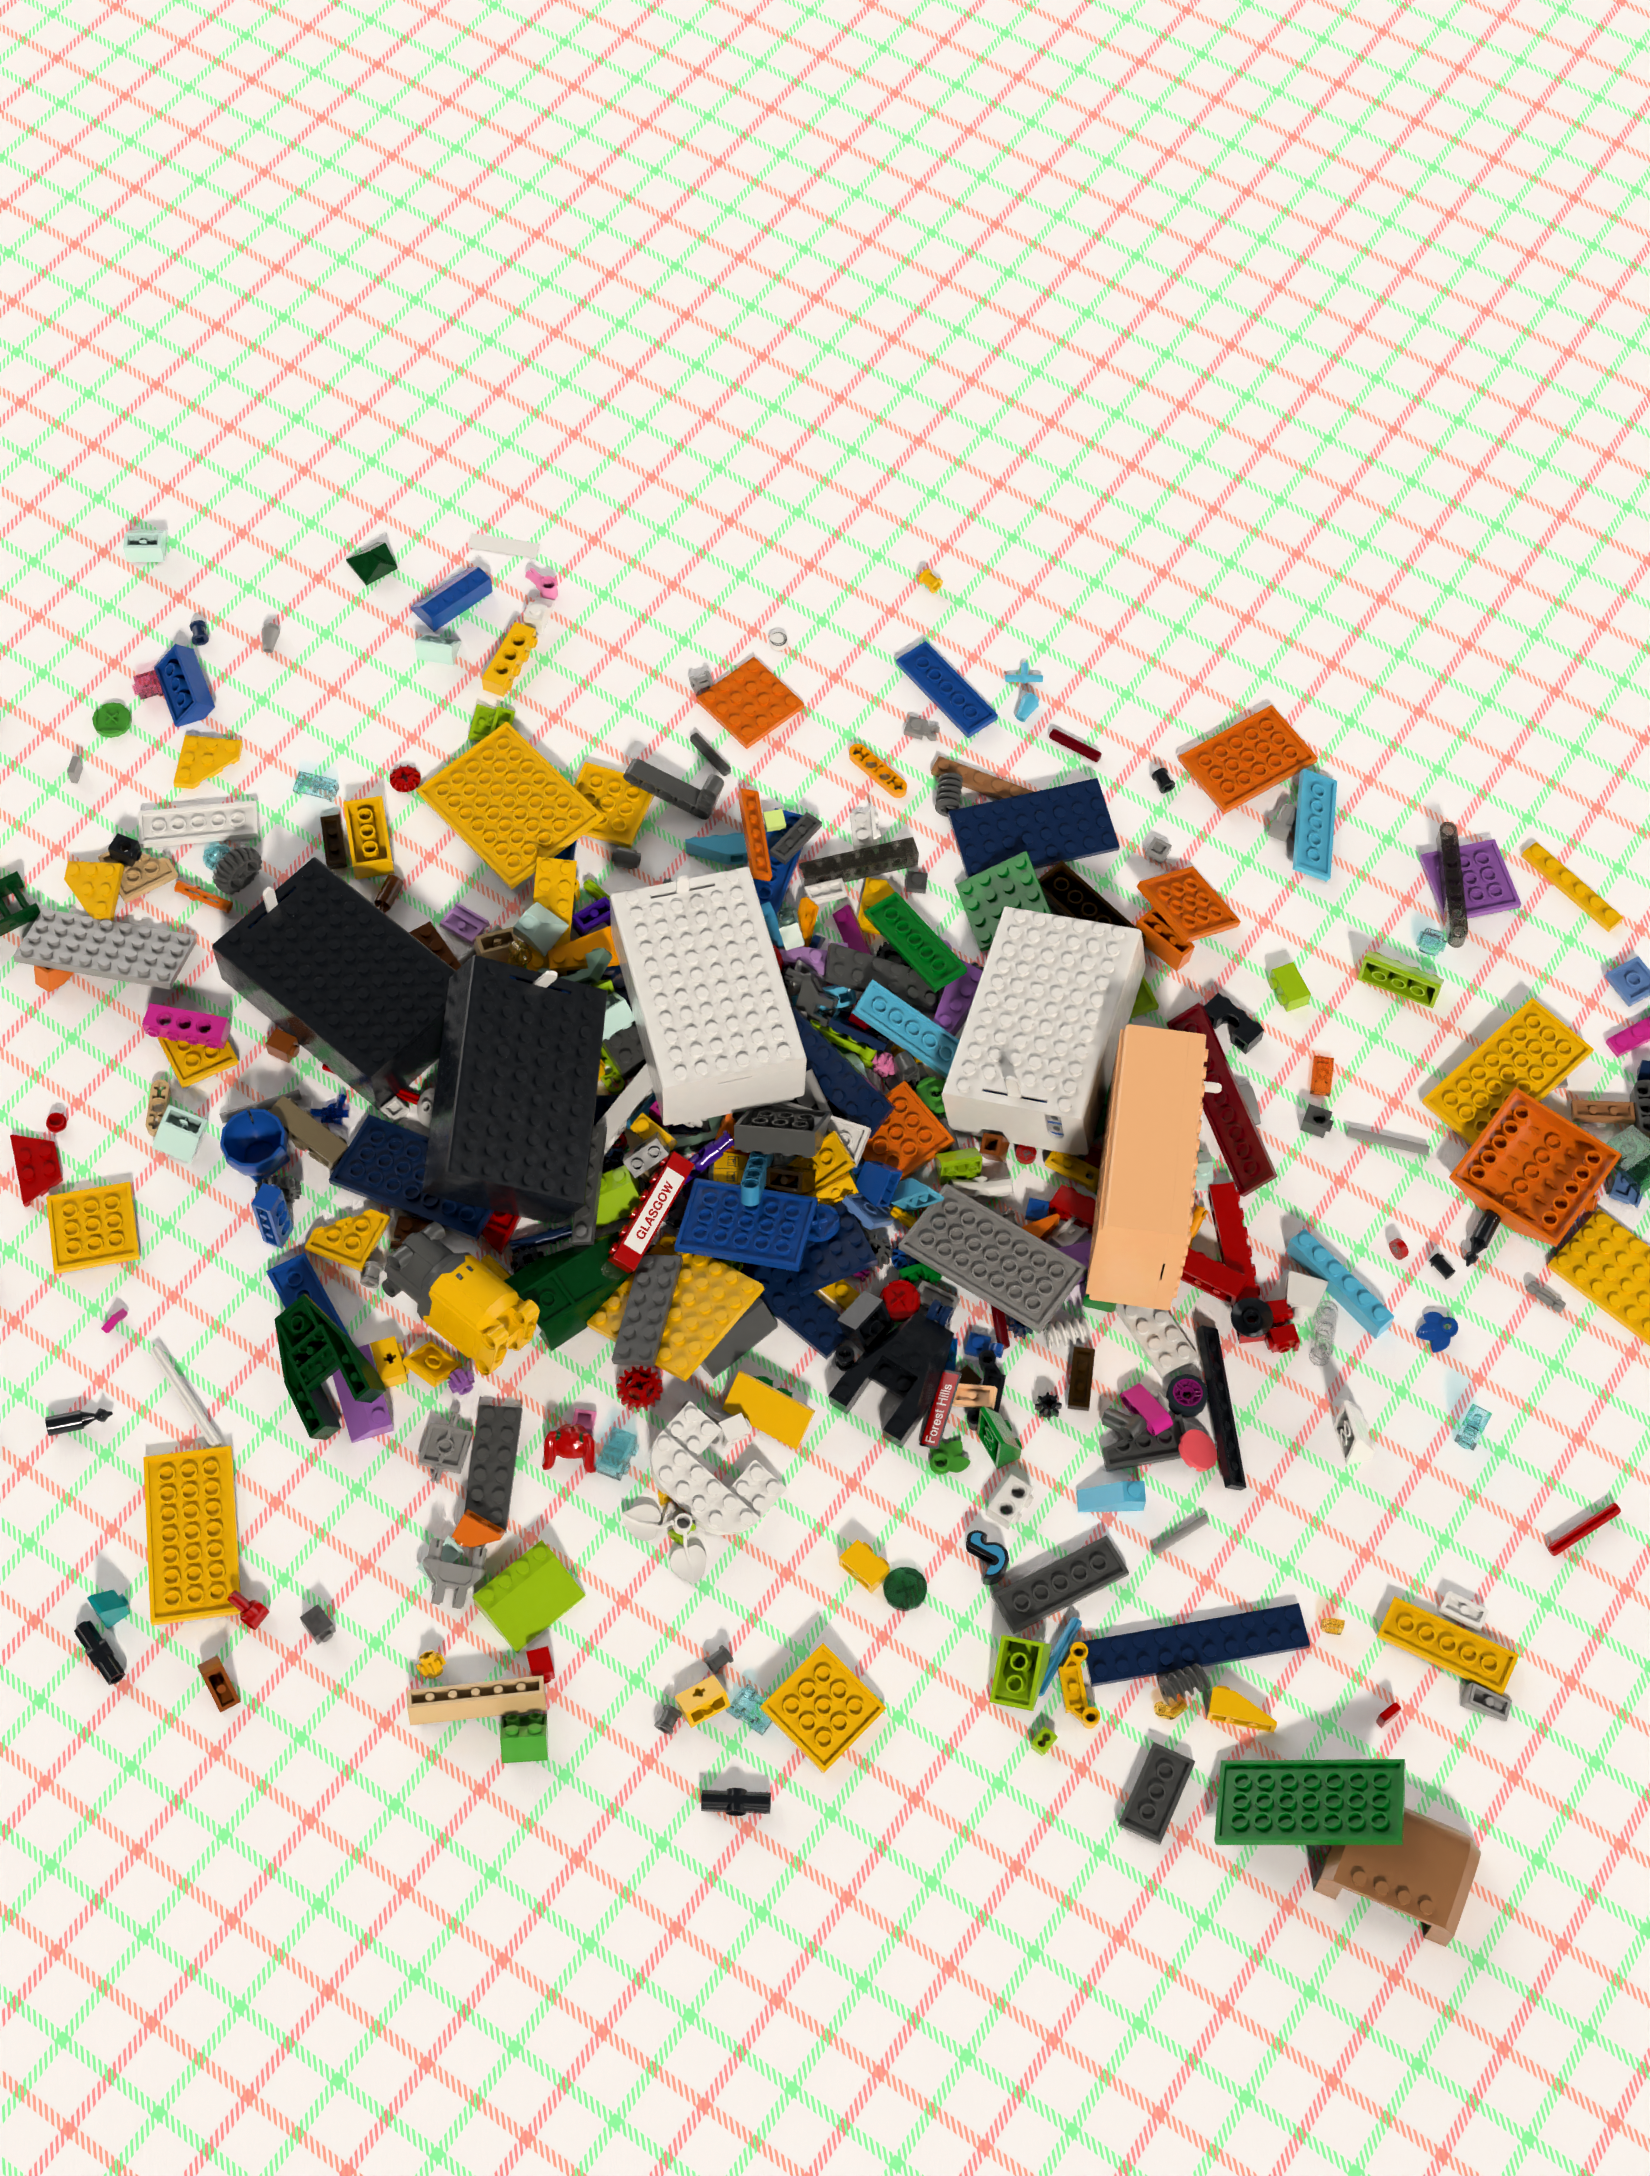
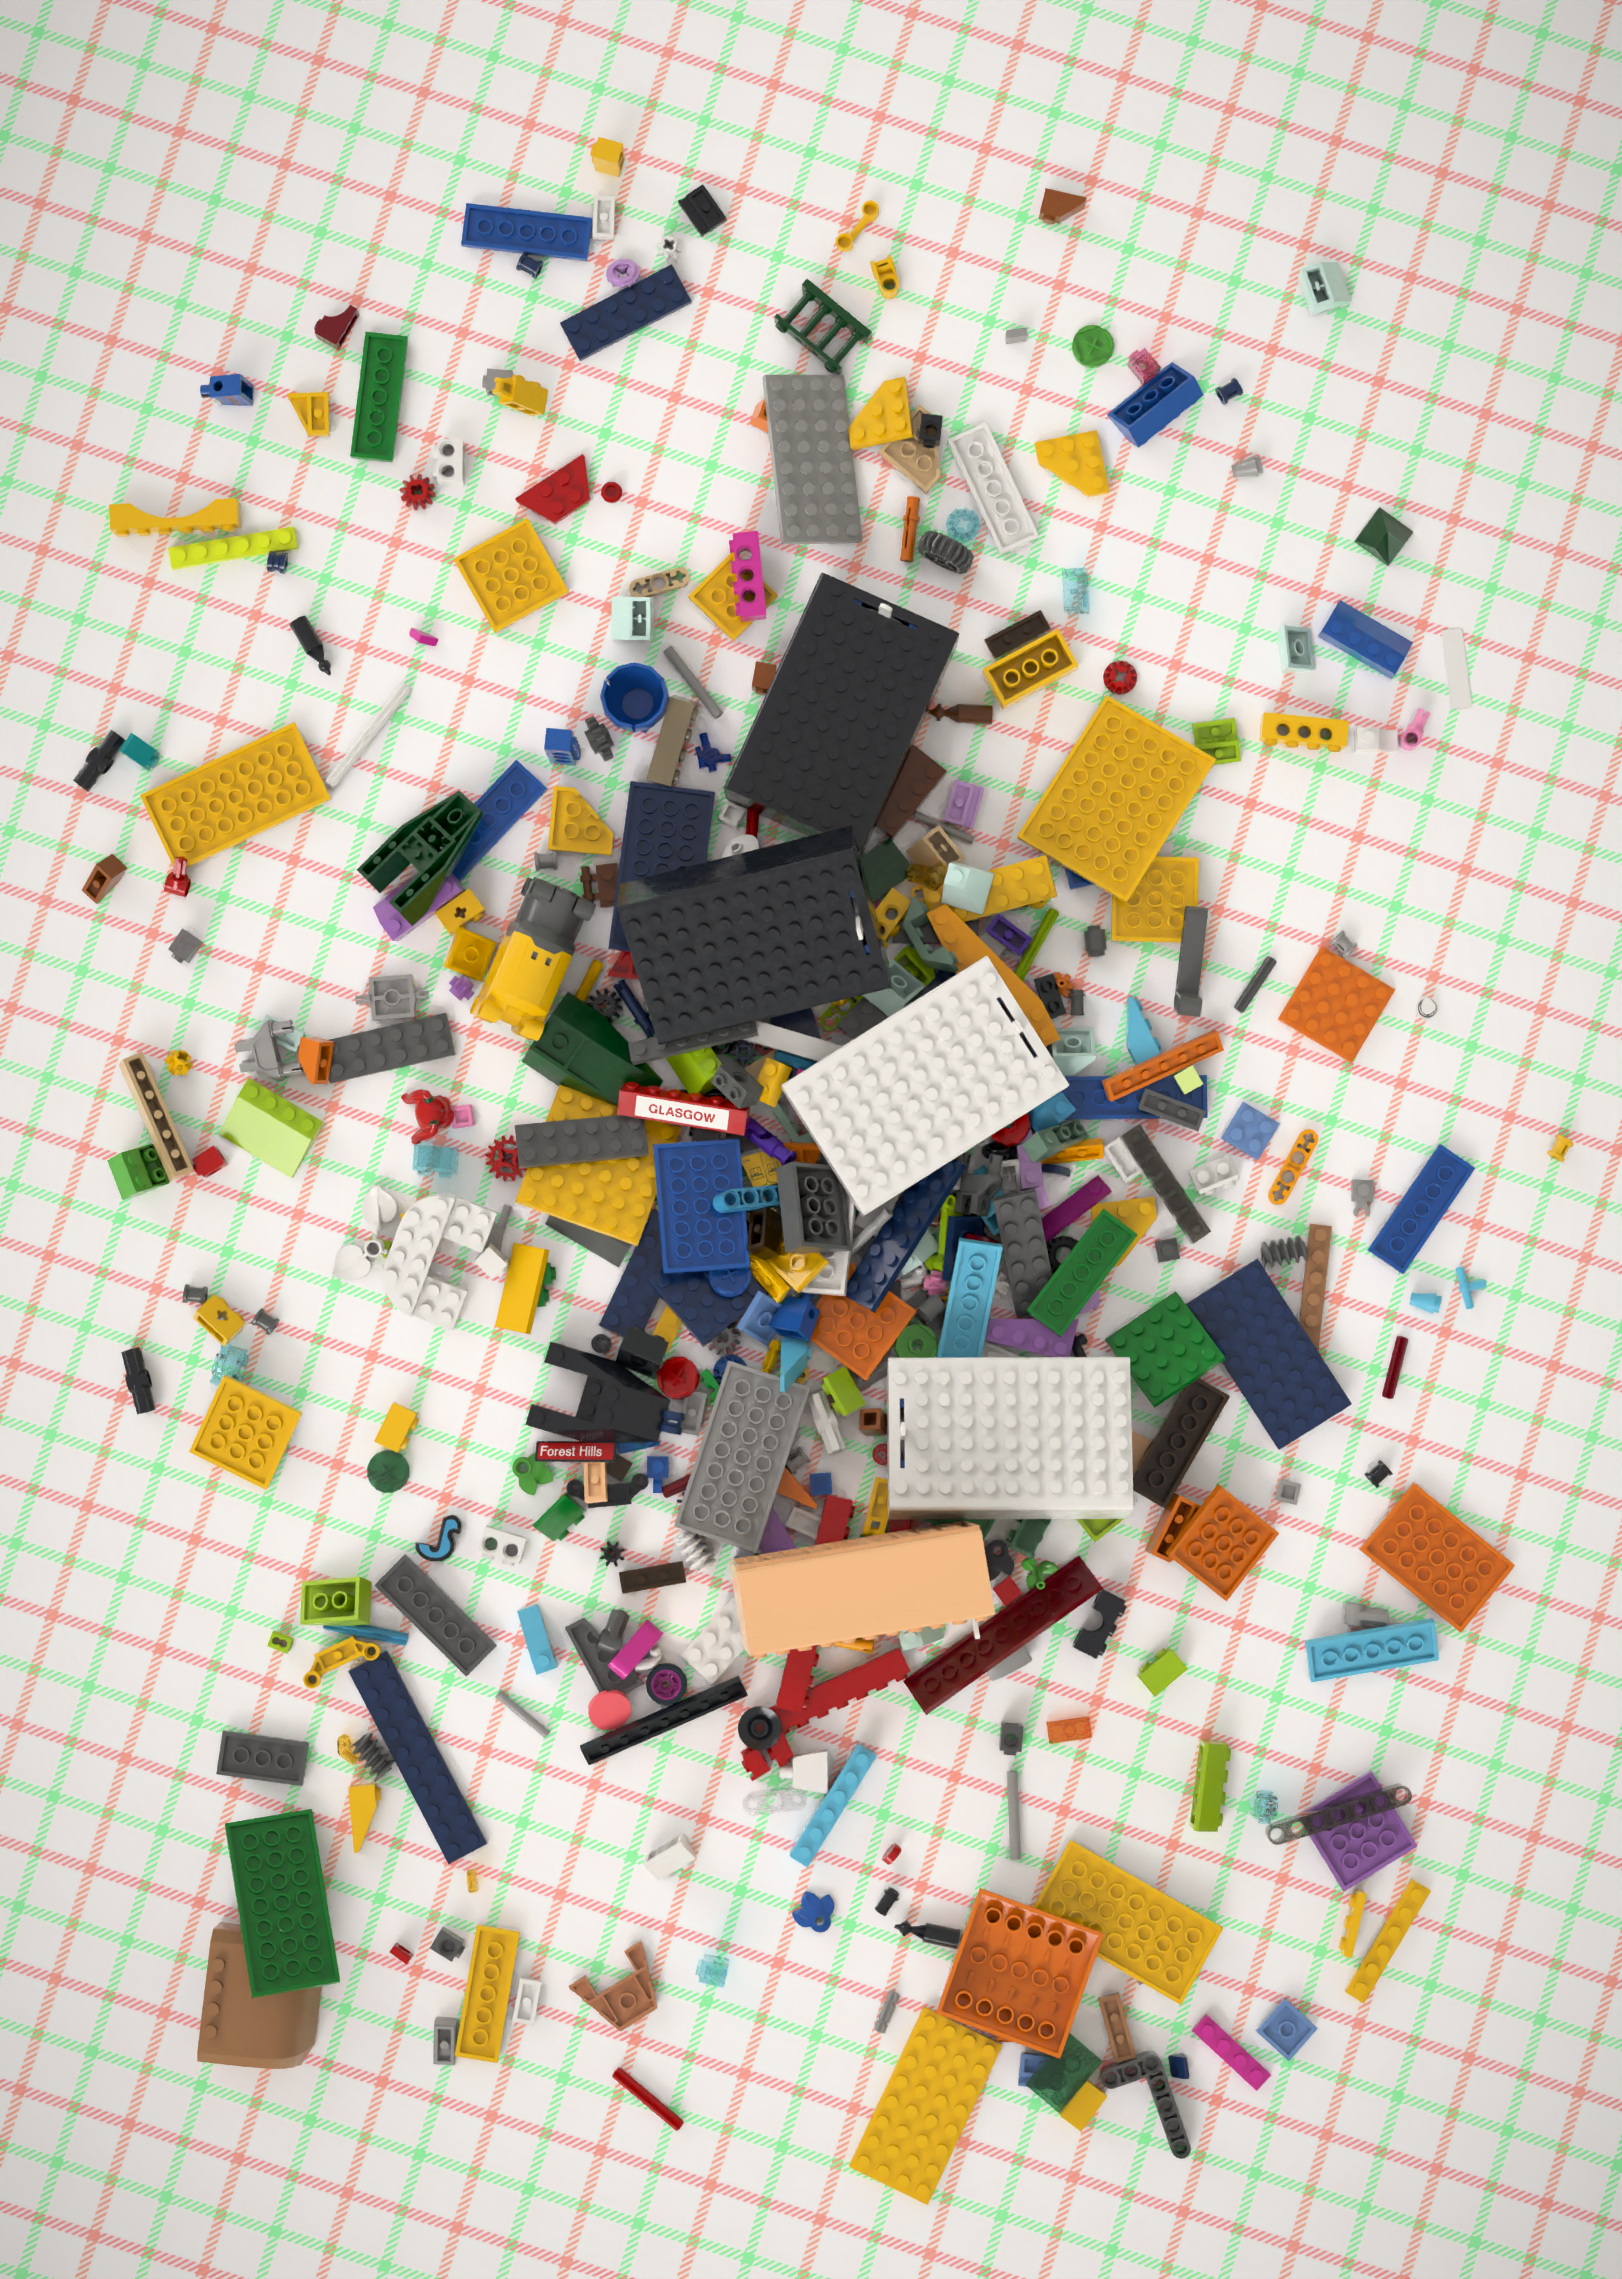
camera: 75 degrees right, 25 degrees up
(835, 793) = (1250, 1131): none -> medium blue plate
(1383, 1674) = (438, 1944): none -> dark grey brick
(1482, 1518) = (626, 1999): none -> nougat wing
(1550, 905) = (1352, 1923): none -> yellow plate

